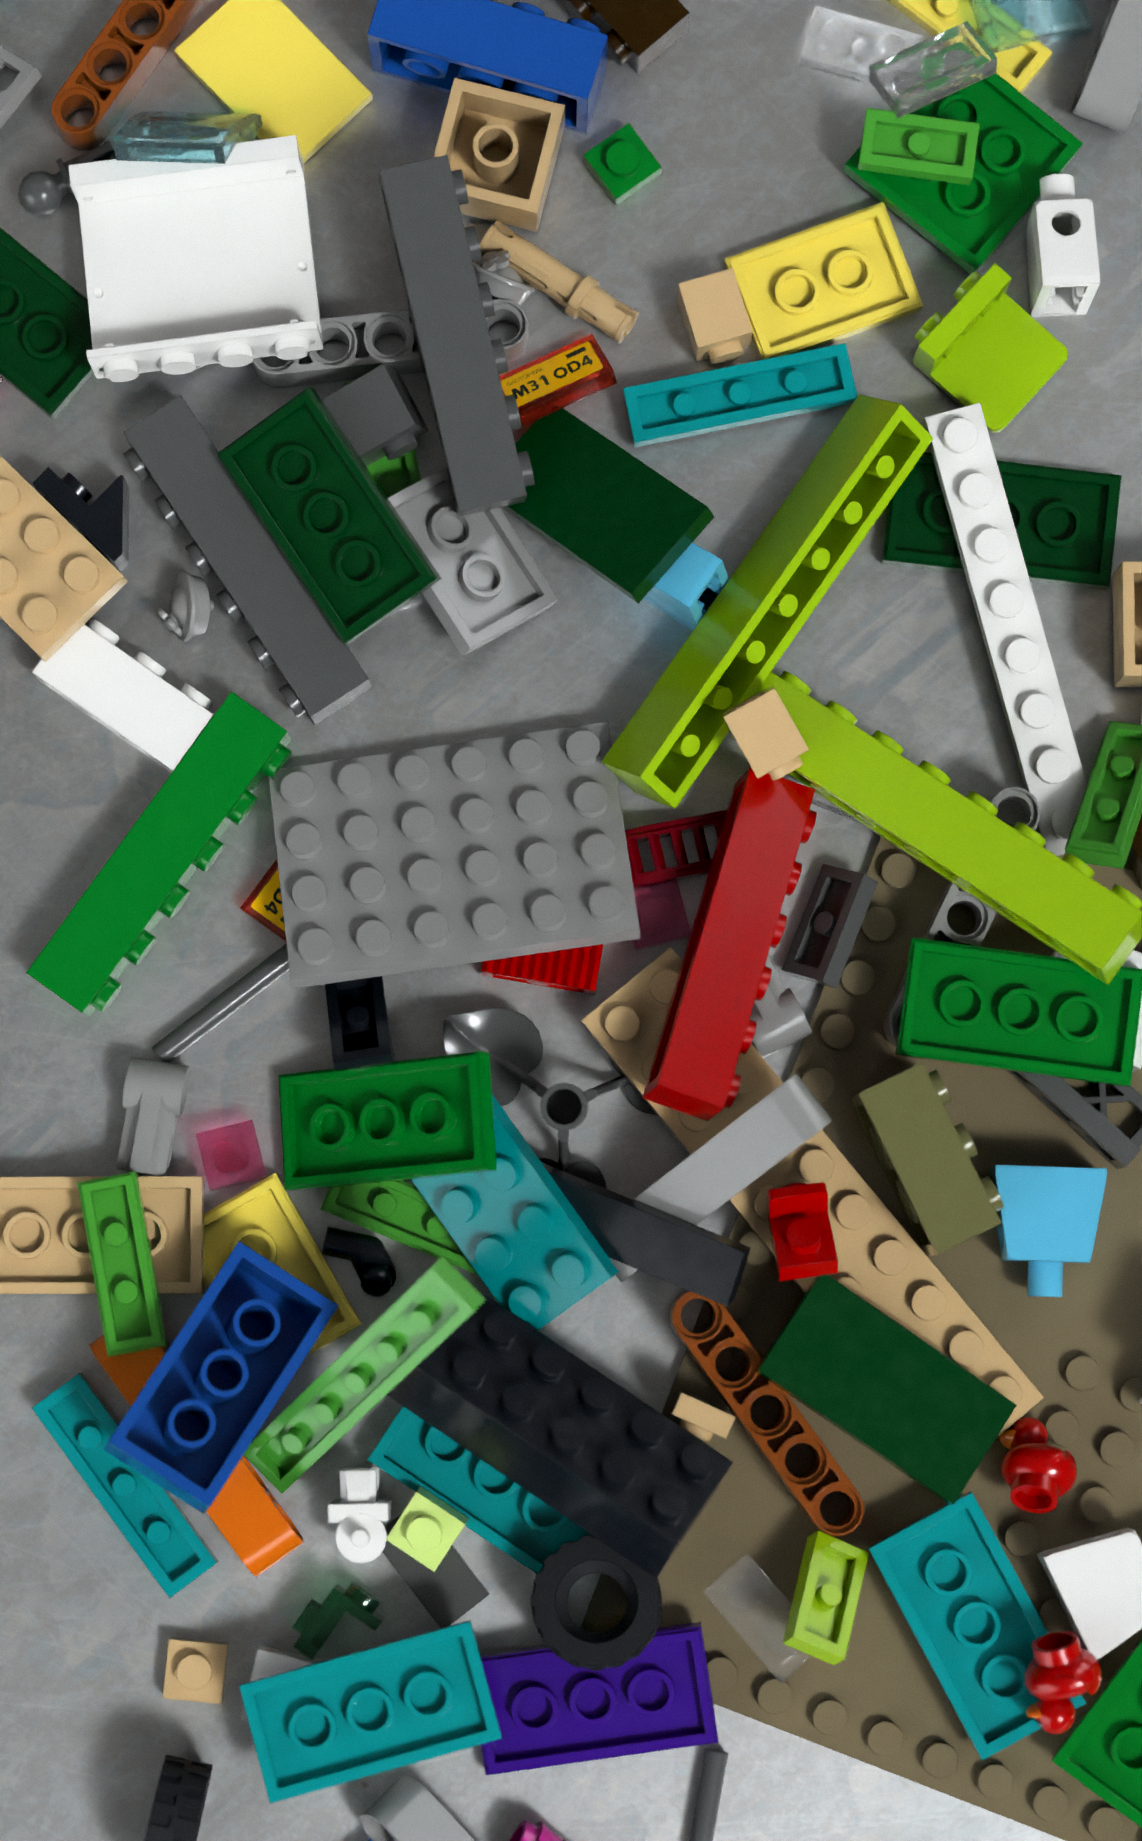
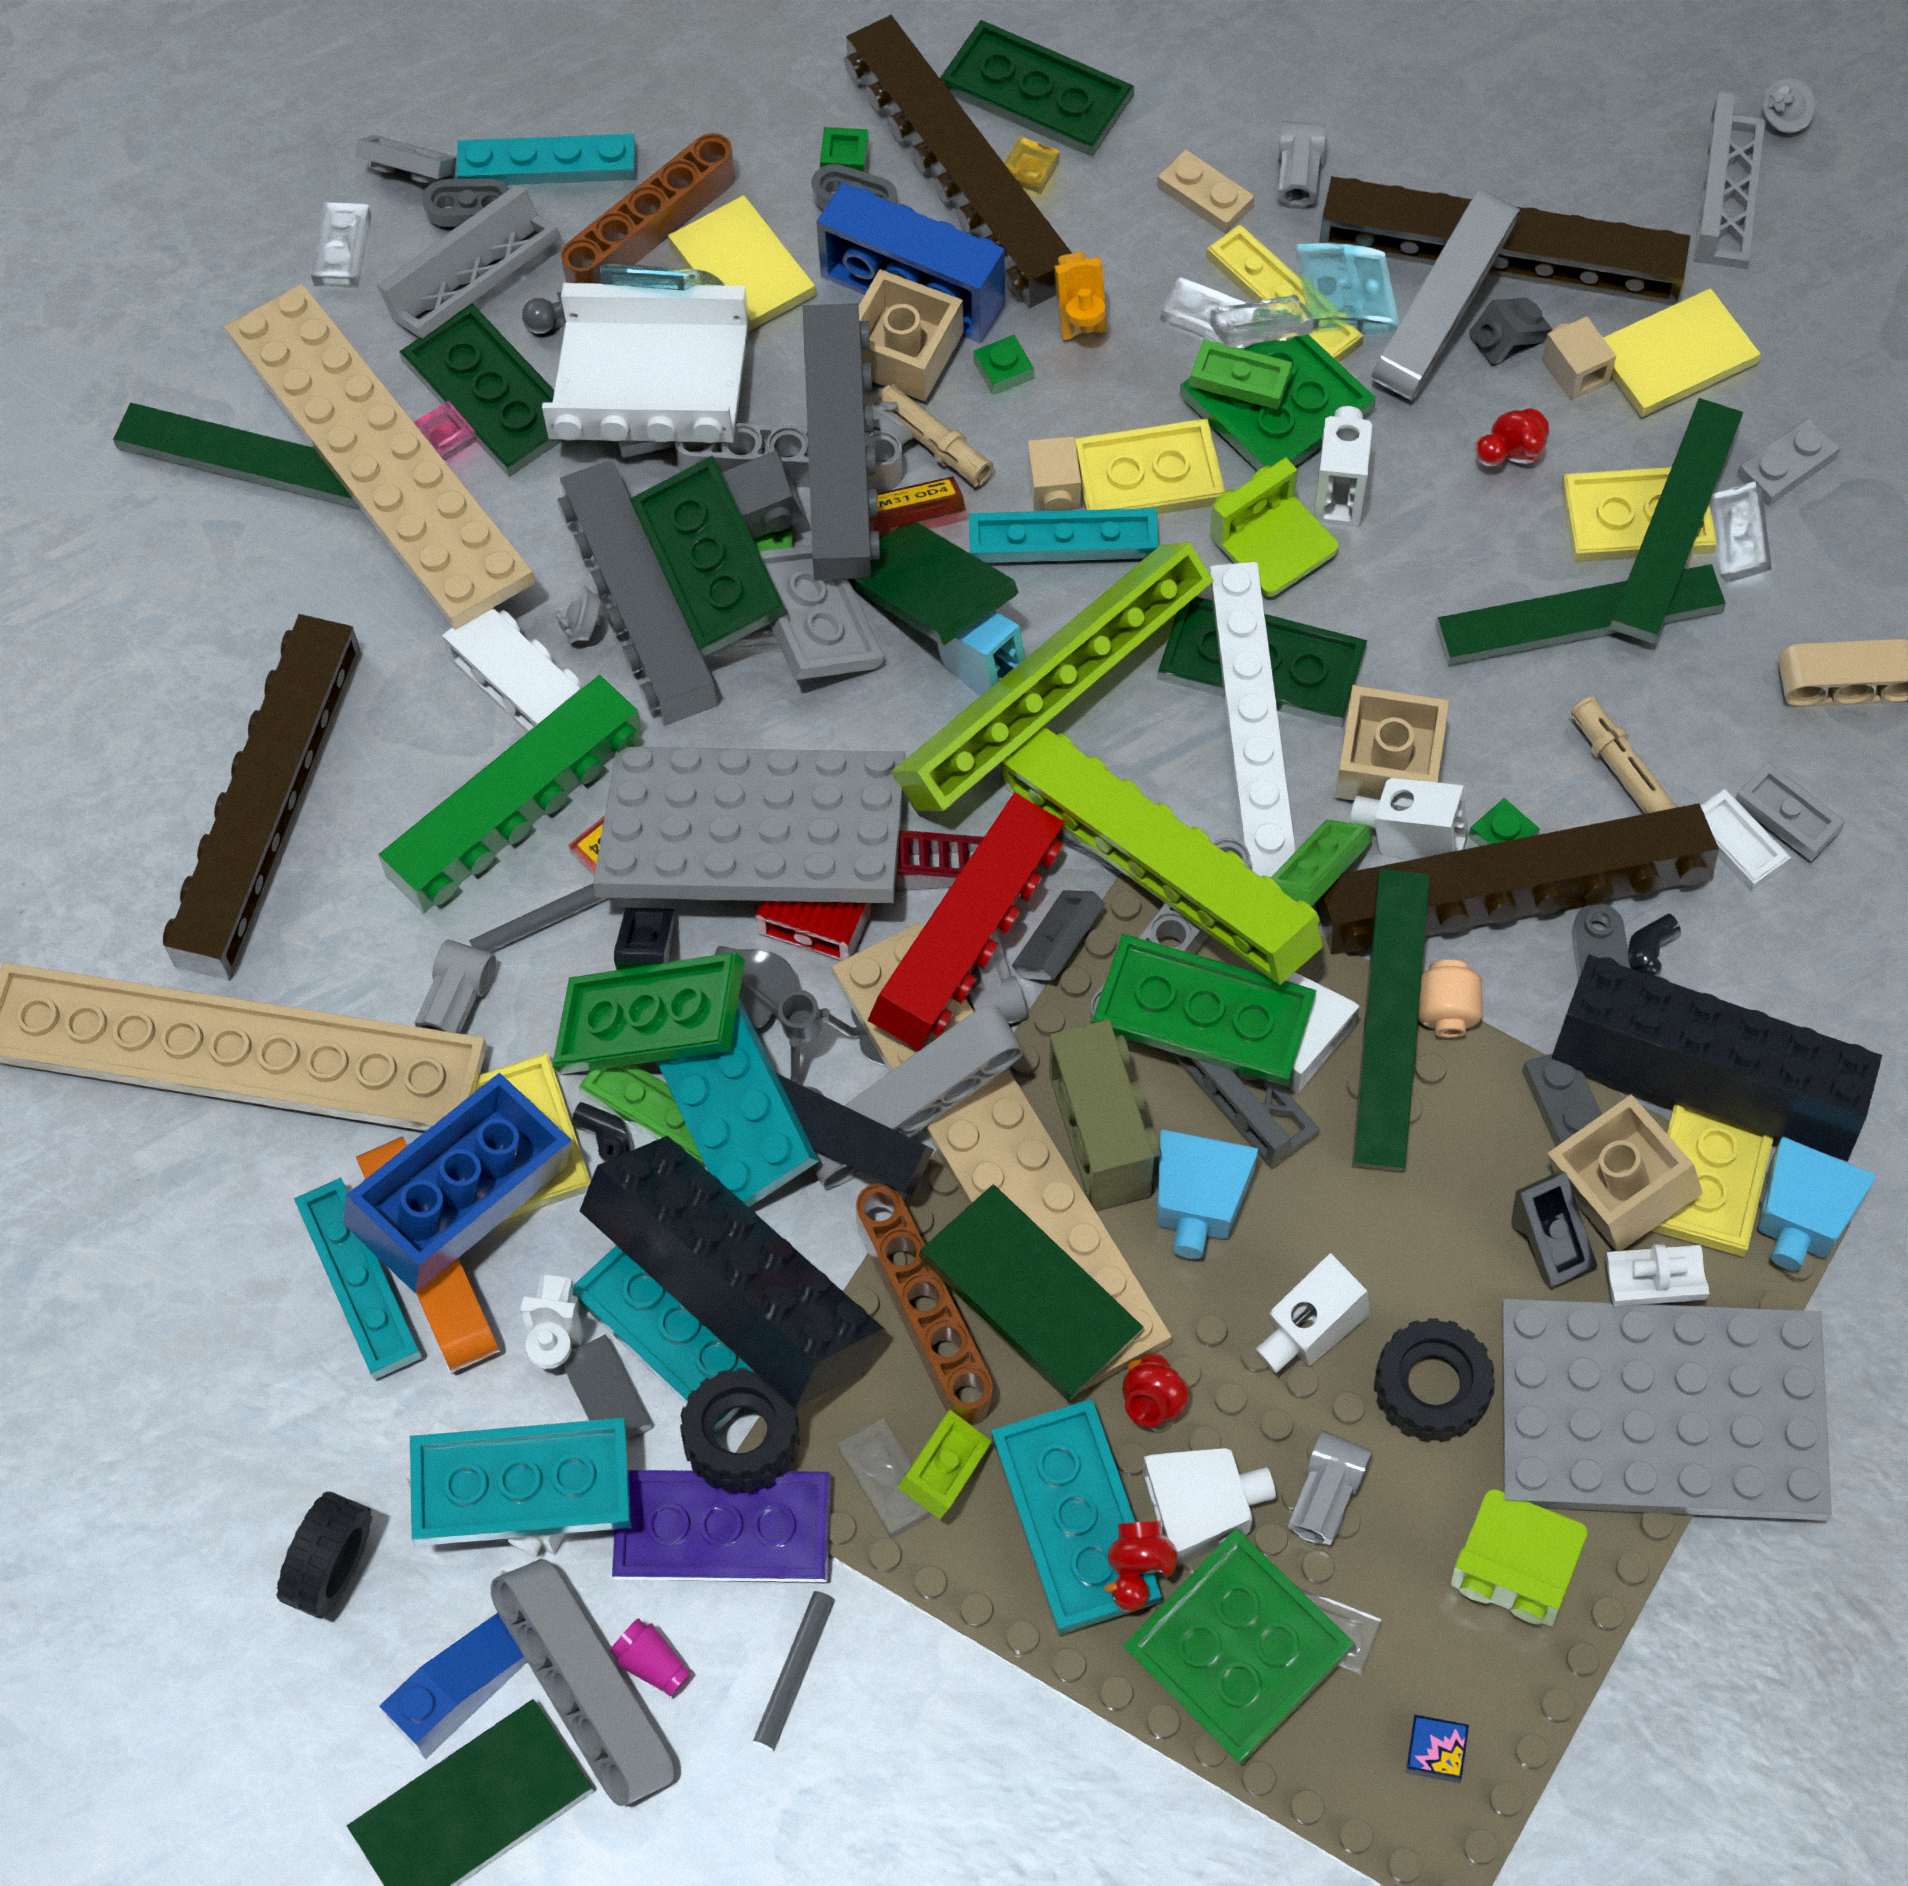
camera: 15 degrees right, 20 degrees down
(102, 523) = (531, 539): black slope -> none
(122, 1264) = (398, 1086): bright green tile -> none
(195, 1670) = (379, 1445): tan plate -> none
(231, 1155) = (513, 1031): clear pink plate -> none
(319, 1620) = (510, 1410): clear green bracket -> none
(364, 1374) = (576, 1189): bright green plate -> none
(427, 1528) = (607, 1352): yellowish green plate -> none
(660, 915) = (913, 904): clear pink plate -> none
(701, 1419) = (870, 1294): tan plate -> none
(704, 64) = (1080, 295): none -> light orange hips
(766, 734) = (1029, 756): tan brick -> none
(801, 1231) = (982, 1146): red bracket -> none

